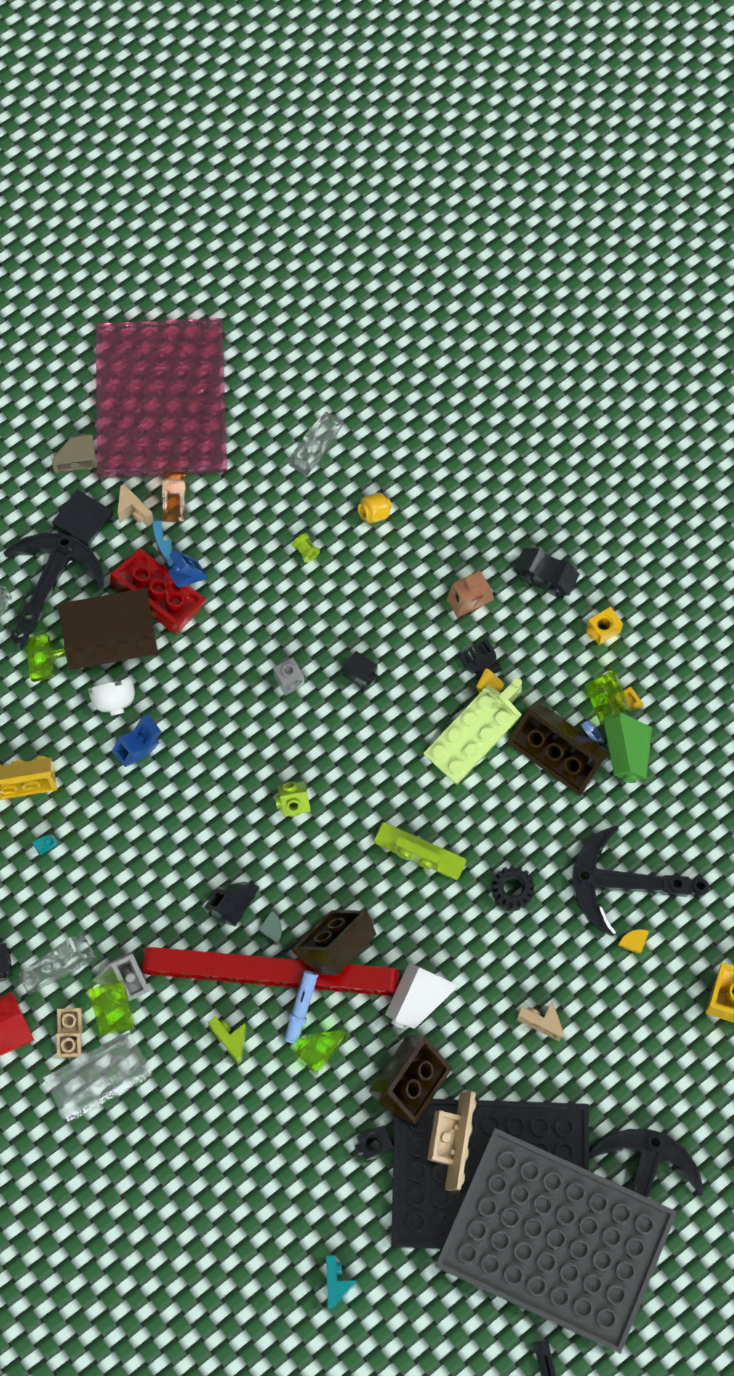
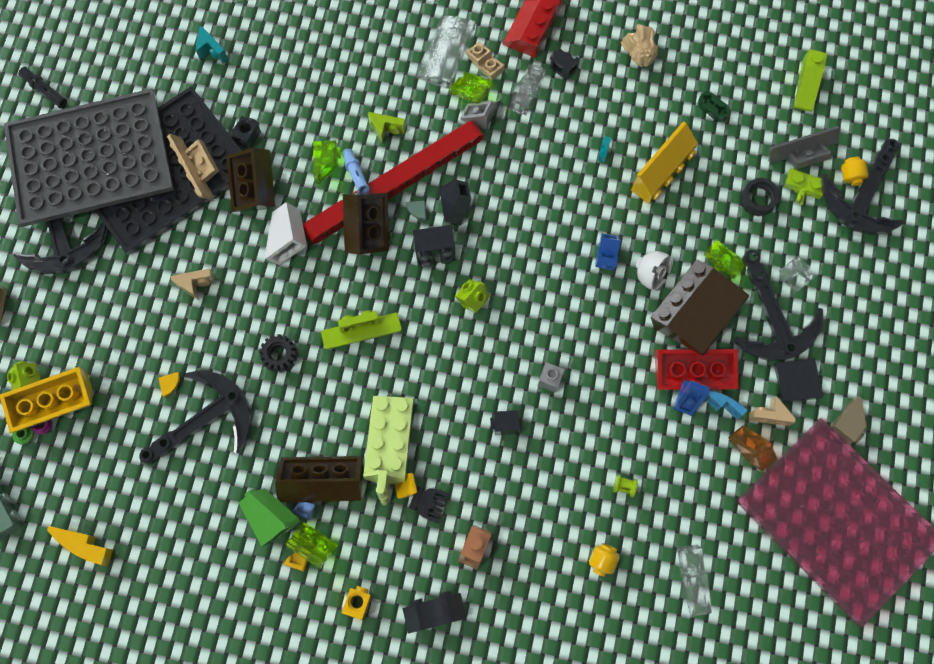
camera: 140 degrees right, 5 degrees up
(289, 868) = (434, 245): none -> black brick

